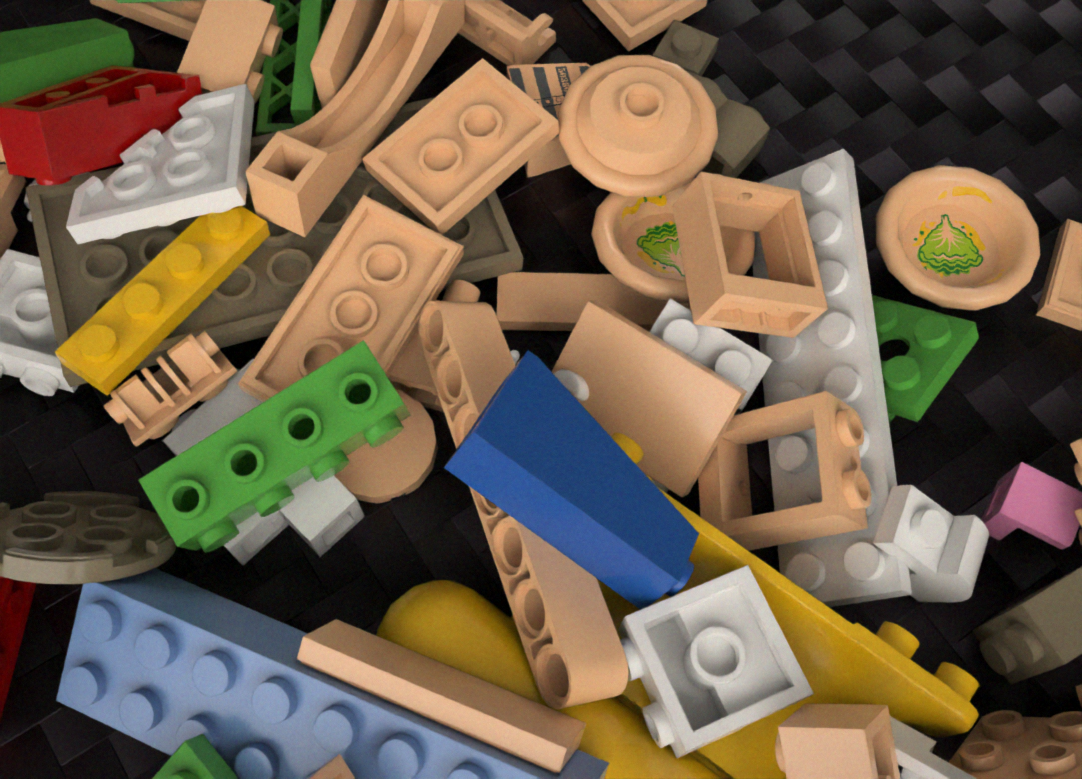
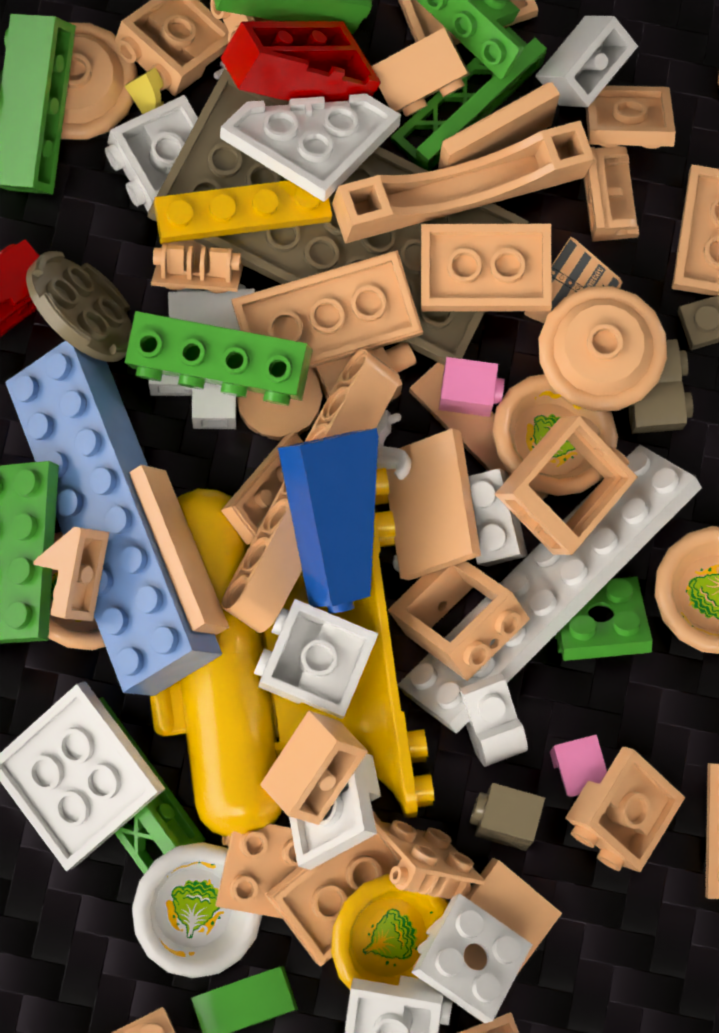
camera: 40 degrees right, 10 degrees up
(459, 542) = (252, 501): none -> light nougat tile
(554, 263) = (470, 387): none -> bright pink brick

